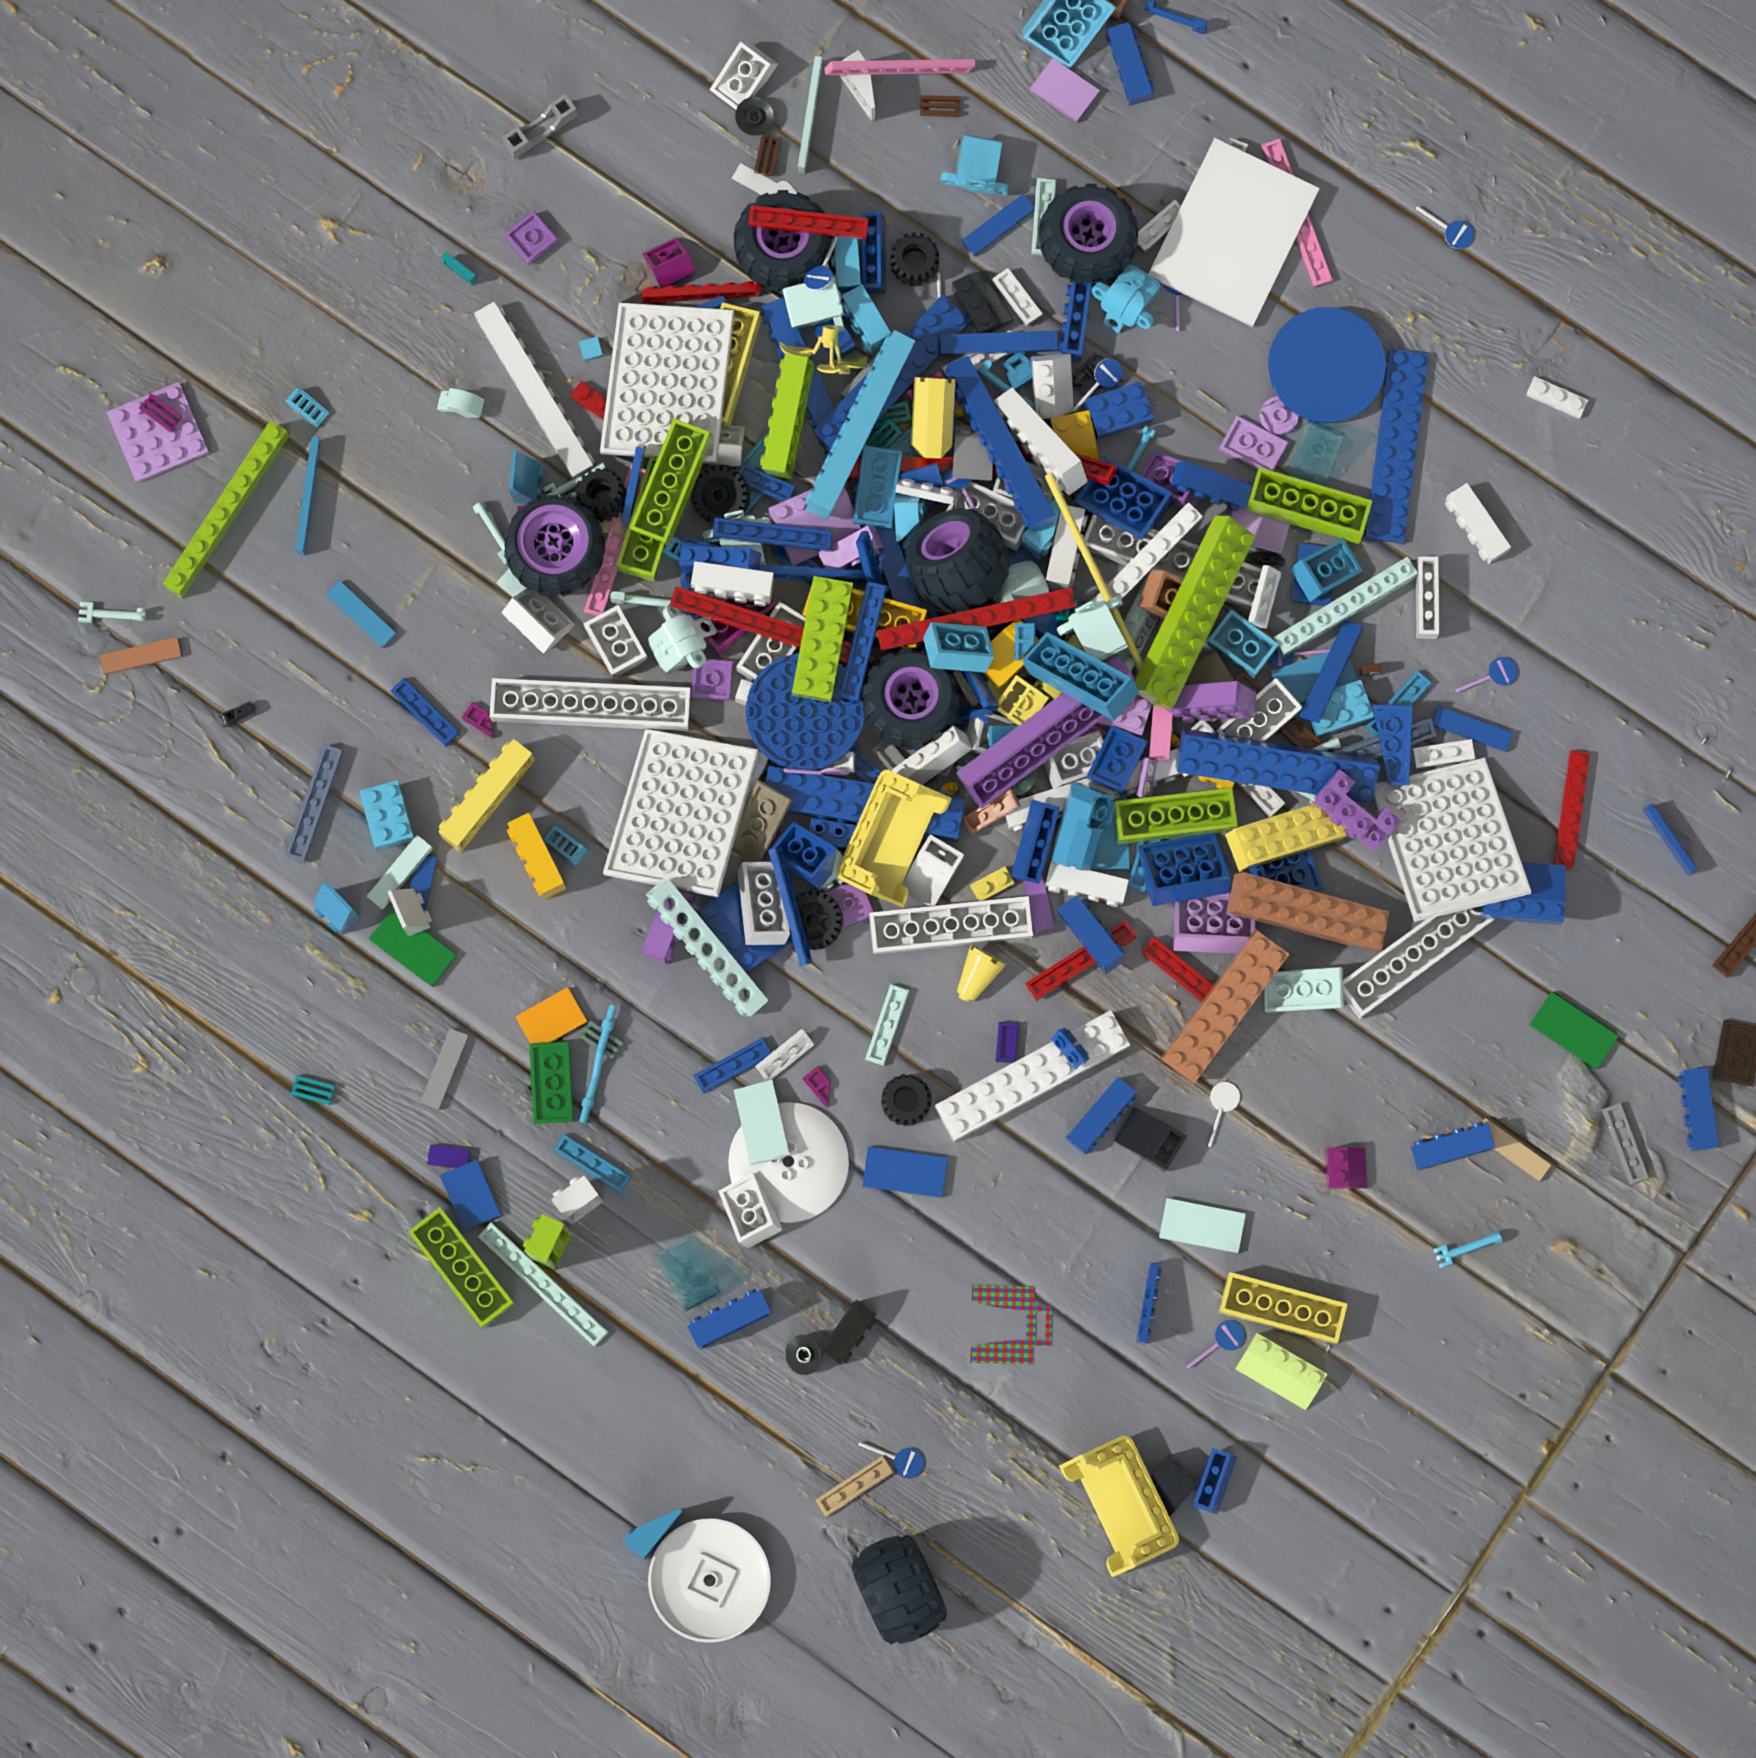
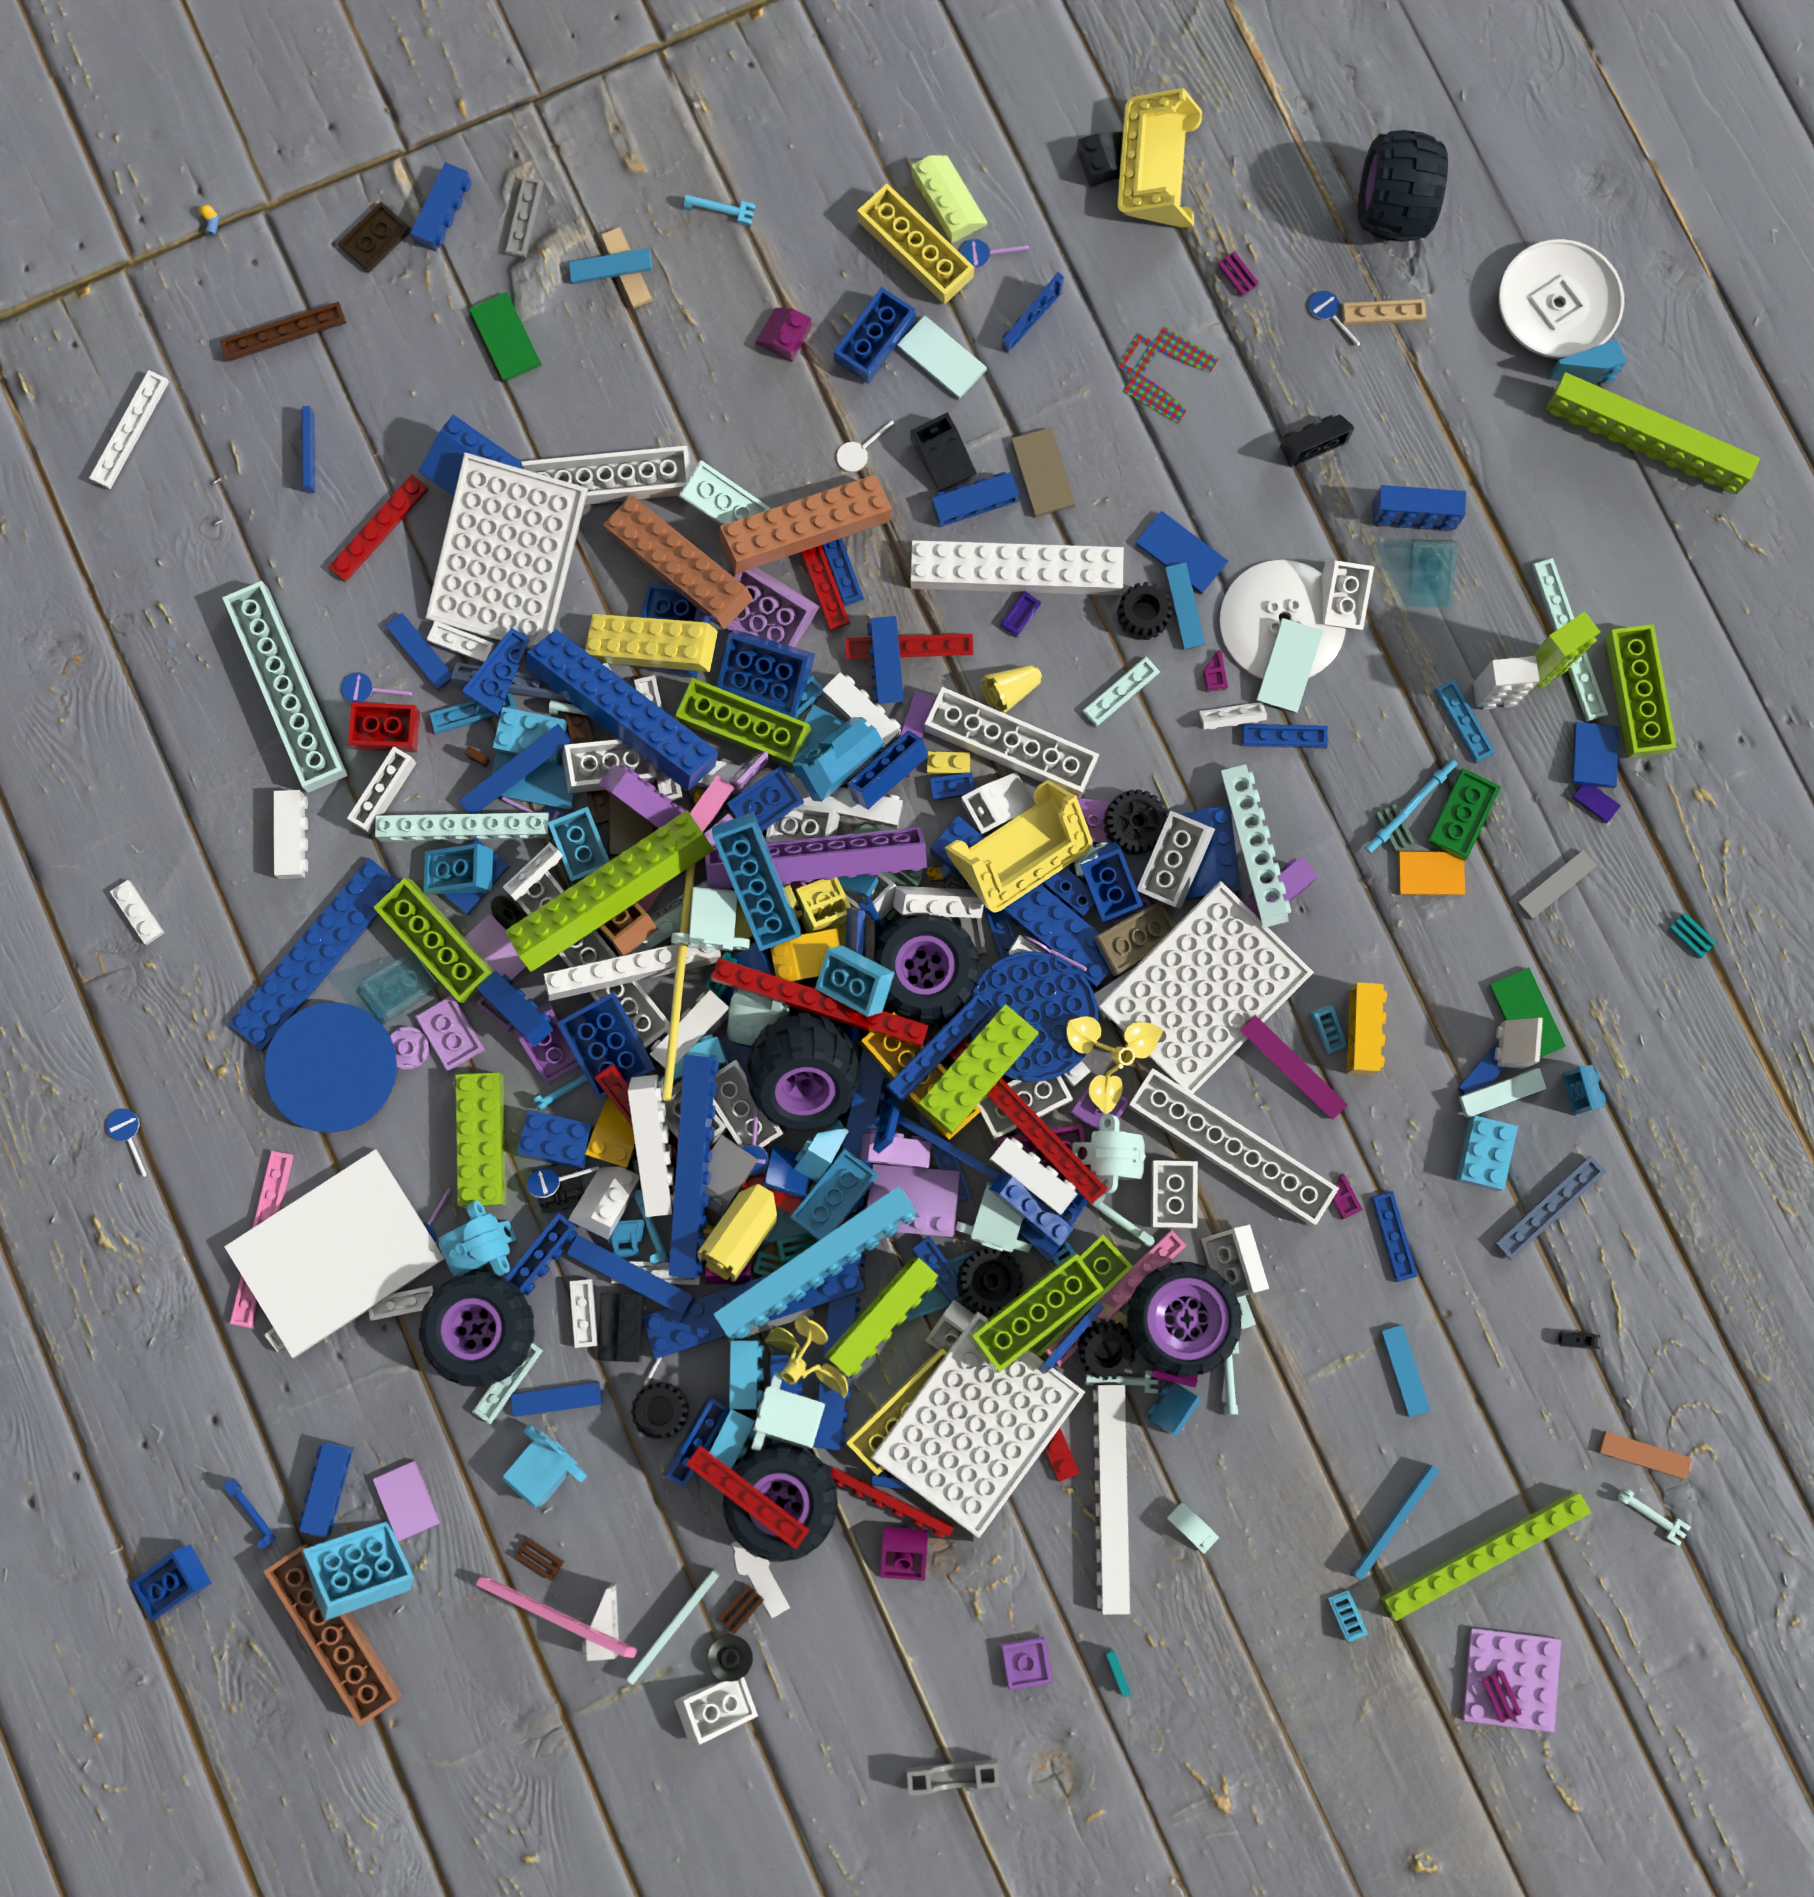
camera: 150 degrees left, 0 degrees up
(486, 795) = (1385, 1113): light yellow brick -> none
(568, 1500) = (1652, 434): none -> lime brick
(577, 794) = (1293, 1066): none -> magenta tile
(590, 348) = (1031, 1510): medium azure tile -> none
(714, 690) = (1141, 1040): none -> light yellow plant
(772, 534) = (965, 1206): blue tile -> none
(790, 906) = (1153, 839): blue tile -> none
(796, 1355) = (1366, 443): pearl dark grey dish -> none
(820, 276) = (769, 1437): blue piece -> none
(875, 1125) = (1185, 606): none -> dark azure tile
(926, 491) = (790, 1161): white plate -> none
(977, 866) = (951, 786): none -> blue plate
(995, 810) = (895, 820): nougat tile -> none
(1012, 1454) = (1228, 260): none -> magenta tile
(1024, 638) = (785, 956): dark azure tile -> none
(1059, 1174) = (1043, 472): none -> dark tan tile
(1064, 1042) = (968, 554): blue hinge -> none
(1171, 992) = (842, 572): none -> blue tile
(1177, 378) = (480, 1139): none -> lime brick
(1215, 1481) = (1064, 136): blue brick -> none
(1268, 1207) = (874, 335): none -> blue brick
(1353, 818) = (581, 614): medium lavender bracket -> none
(1453, 1146) = (678, 294): blue brick -> none
(1458, 648) = (383, 726): none -> red brick
(1524, 1140) = (610, 266): none -> dark azure tile
(1558, 635) = (285, 686): none -> light aqua brick

